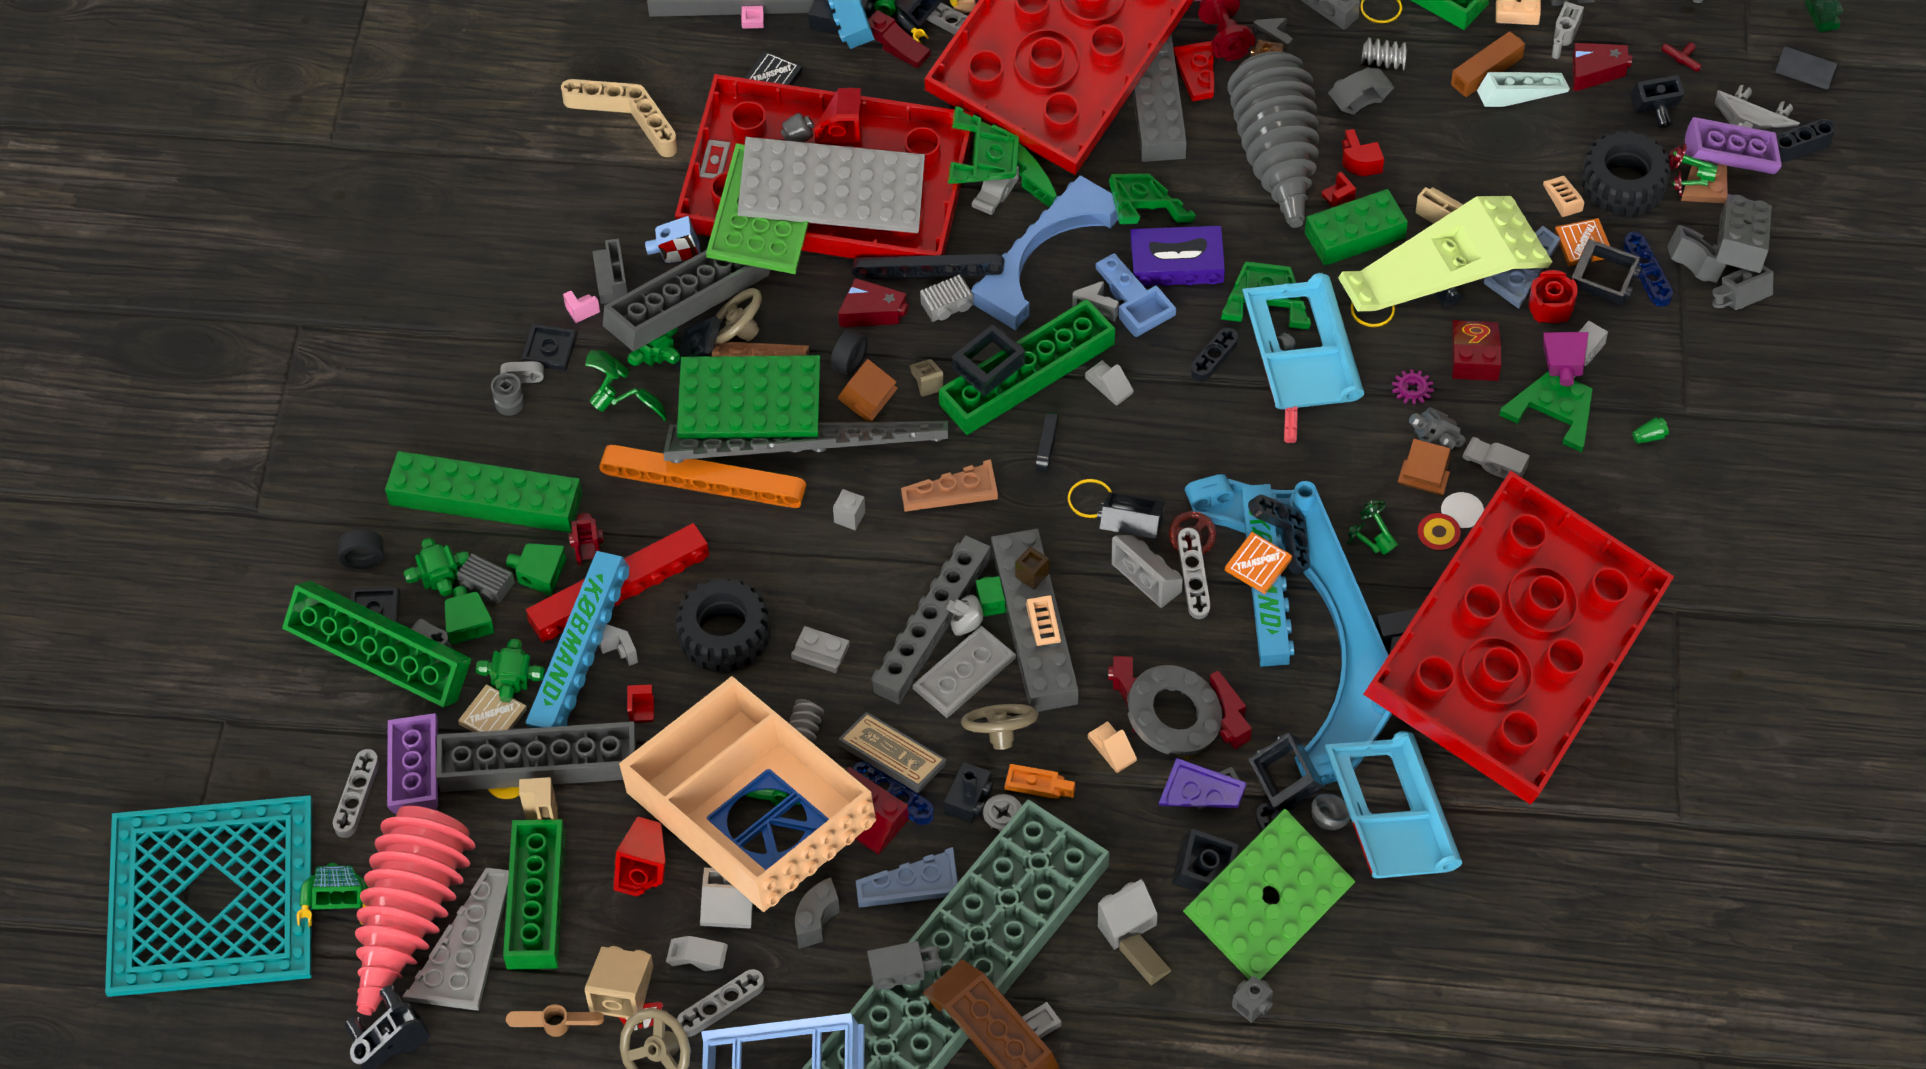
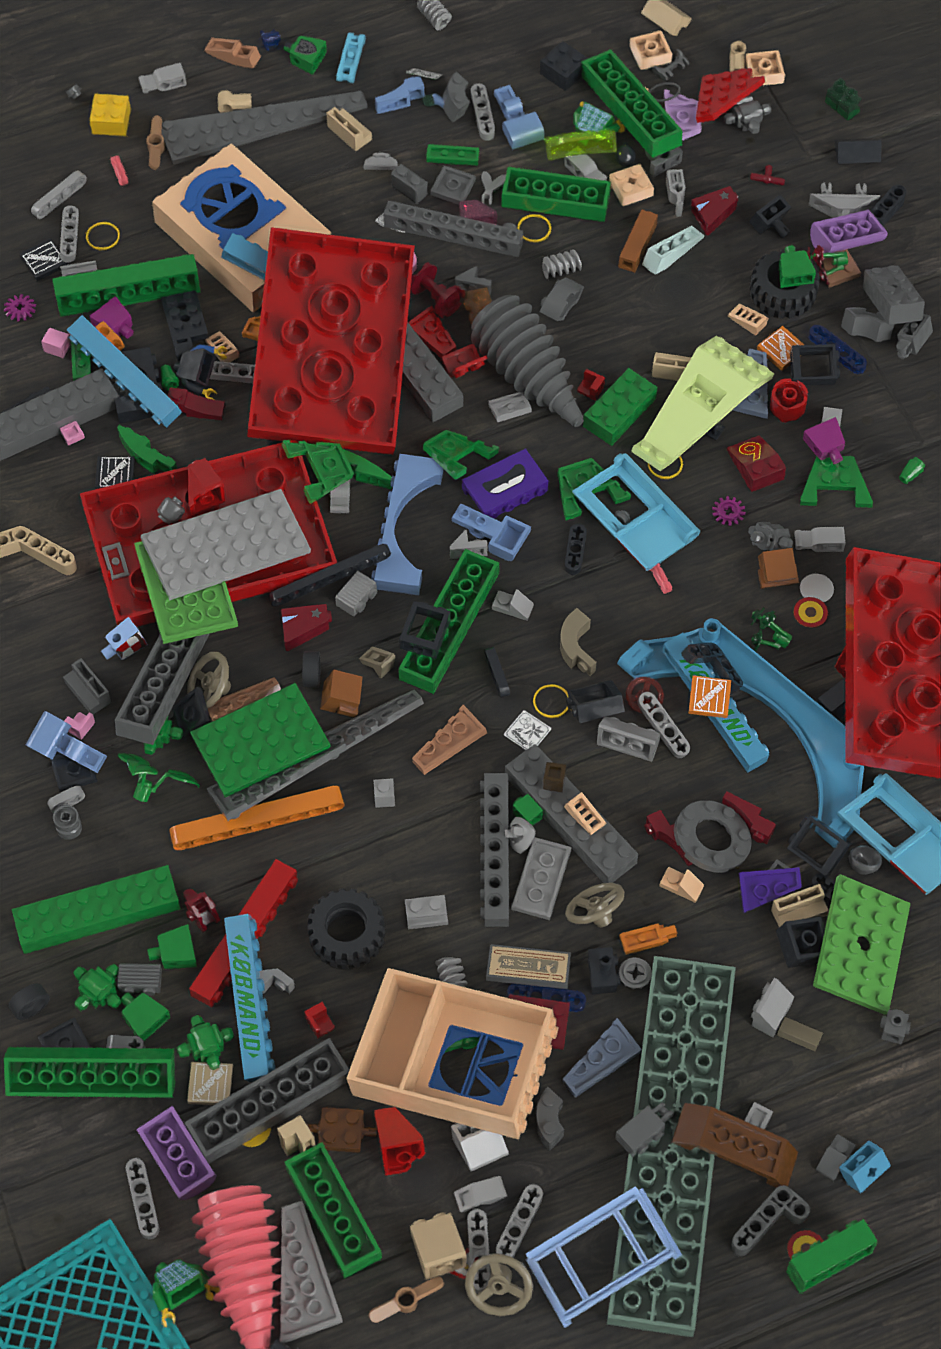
camera: 30 degrees left, 5 degrees up
(542, 304) = (51, 736): none -> medium blue plate
(594, 821) = (341, 1129): none -> reddish brown plate
(665, 988) = (482, 1250): none -> light grey beam
(813, 63) = (141, 449): none -> green slope
(1045, 516) = (527, 730): none -> white sticker
(1151, 437) = (573, 628): none -> dark tan arch
(1210, 110) = (462, 360): none -> red bracket
(1228, 823) = (800, 905): none -> tan piece
(1233, 178) = (509, 406): none -> light grey plate
(1361, 159) = (590, 353): red brick -> none
(1639, 156) = (795, 268): none -> green torso

